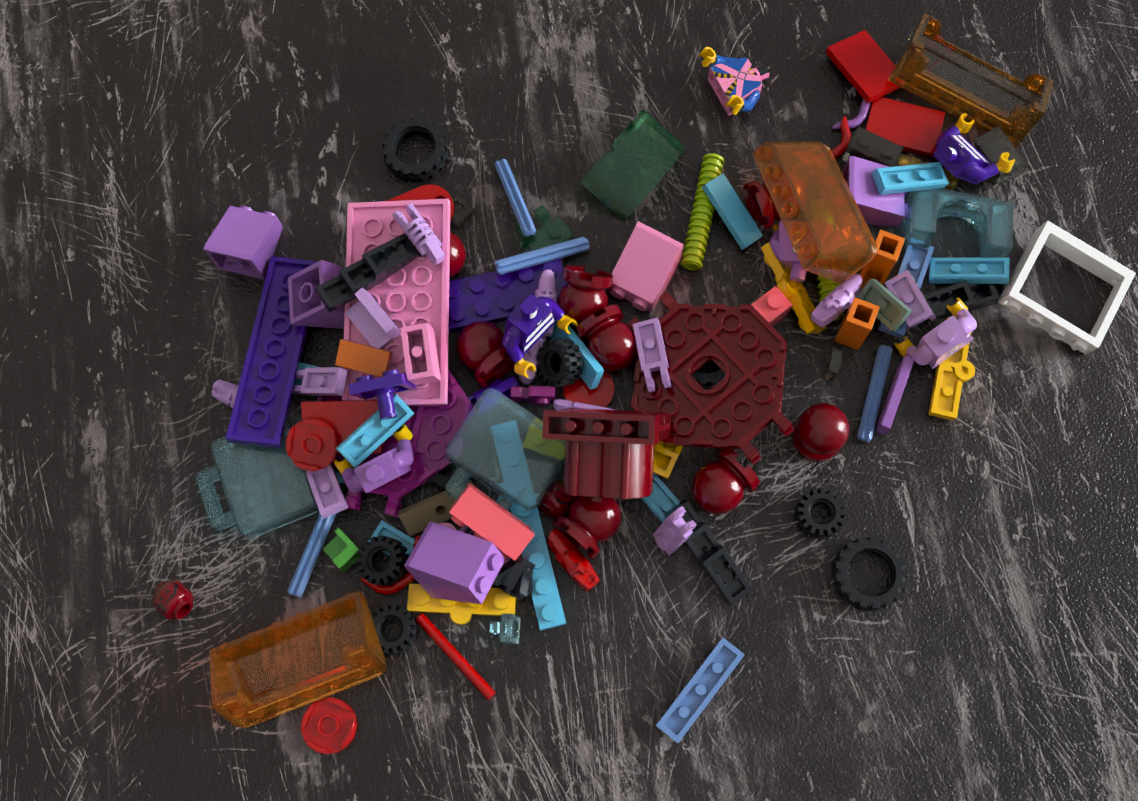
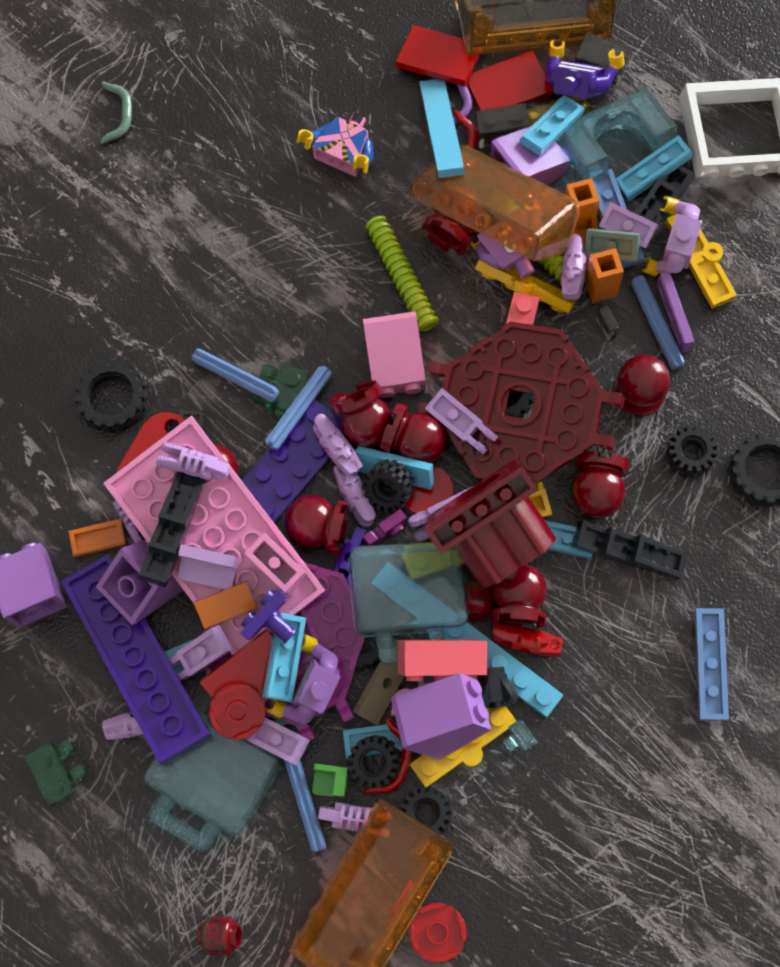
camera: 35 degrees left, 0 degrees up
(154, 390) = (50, 773): none -> clear green plate
(322, 245) = (97, 538): none -> orange tile
(330, 582) = (345, 816): none -> lavender hinge
(455, 656) = (495, 793): red bar -> none
(528, 325) = (344, 474): dark purple torso -> none
(635, 166) = (315, 275): clear green panel -> none
(673, 531) = (593, 553): lavender hinge -> none
(732, 211) = (427, 255): medium azure tile -> none
(818, 120) = (441, 128): none -> medium azure tile

